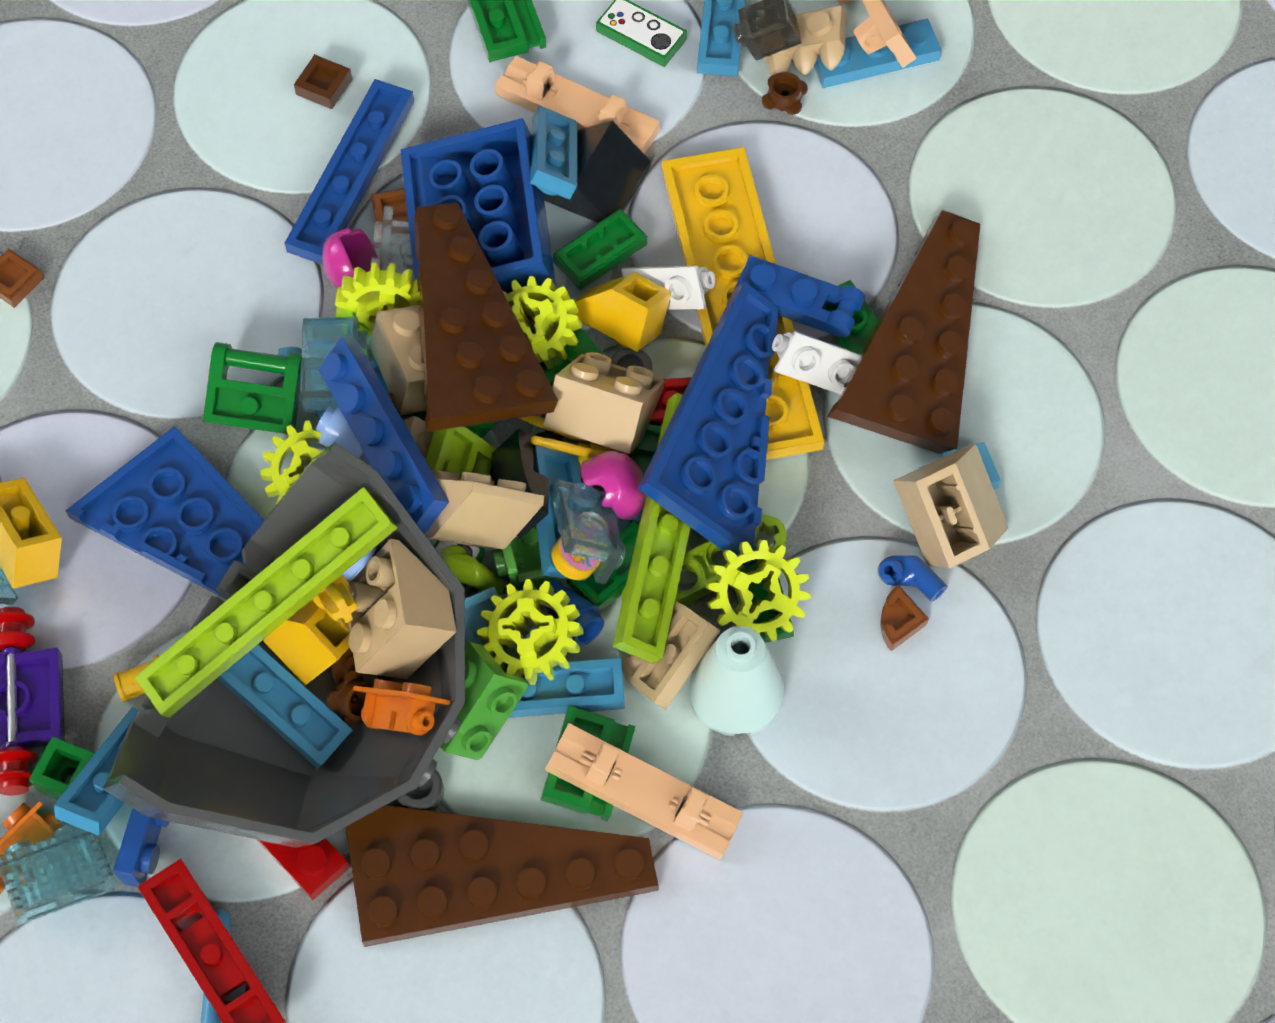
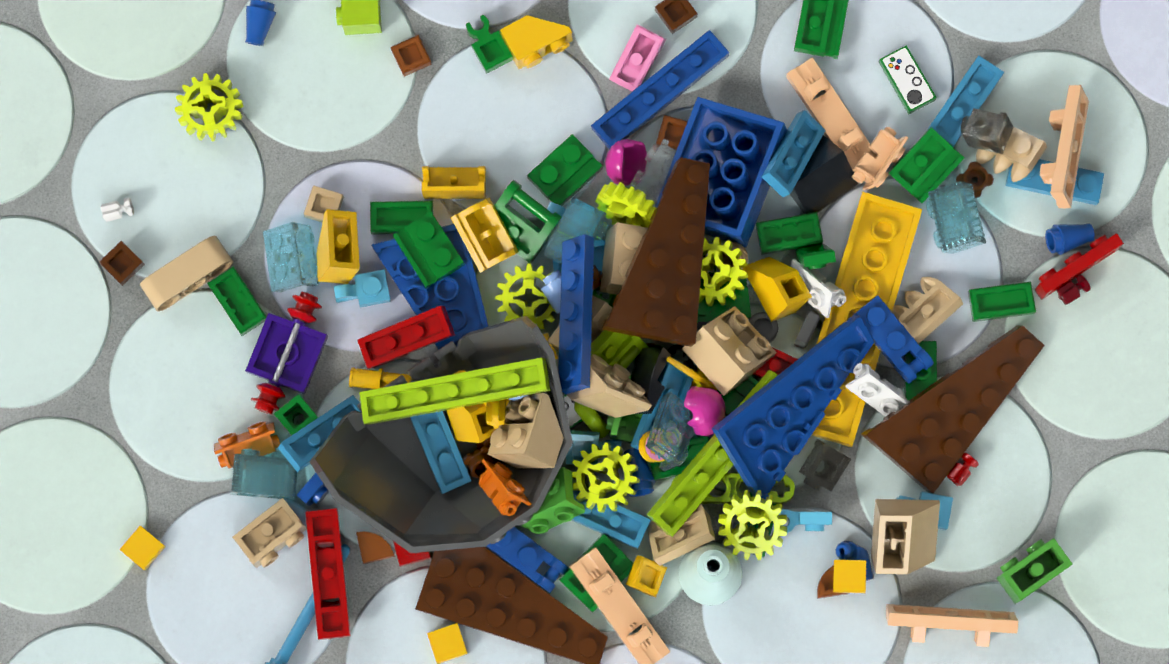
camera: 30 degrees right, 15 degrees up
(88, 464) = (393, 216): none -> green tile
(88, 570) = (369, 289): none -> medium azure plate
(101, 948) = (270, 533): none -> tan bracket
(107, 222) = (489, 48): none -> green plate
(142, 392) = (454, 182): none -> yellow hinge
(146, 477) = (428, 250): none -> green plate
(160, 185) = (533, 38): none -> yellow slope
(169, 596) = (406, 337): none -> red plate
(212, 424) = (484, 234): none -> yellow hinge
(261, 892) = (373, 547): none -> dark orange tile
(277, 311) = (565, 171): none -> green plate
(302, 149) = (637, 58): none -> bright pink slope
(432, 966) = (447, 643): none -> yellow tile
(479, 791) = (527, 557): none -> blue plate
(650, 246) = (815, 256): none -> green plate
(655, 733) = (646, 576): none -> yellow tile
(659, 133) = (873, 169): none -> light nougat hinge
(687, 341) = (807, 330): none -> dark grey tile
(719, 101) = (926, 165): none -> green plate
(789, 135) = (955, 217): none -> clear light blue brick
(814, 475) = (834, 466): none -> clear smoke brick
(821, 246) = (927, 309): none -> tan plate
(826, 553) = (812, 520): none -> medium azure plate
(898, 205) = (1001, 301): none -> green tile
(918, 594) = (849, 576): none -> yellow tile
(928, 101) = (1066, 237): none -> blue cone
(962, 121) = (1078, 264): none -> red plate
(971, 153) = (1071, 291): none -> dark red piece
(974, 407) = (961, 472): none -> red piece
(1038, 601) = (924, 617): none -> light nougat hinge
(1138, 471) = (1034, 571): none -> bright green brick

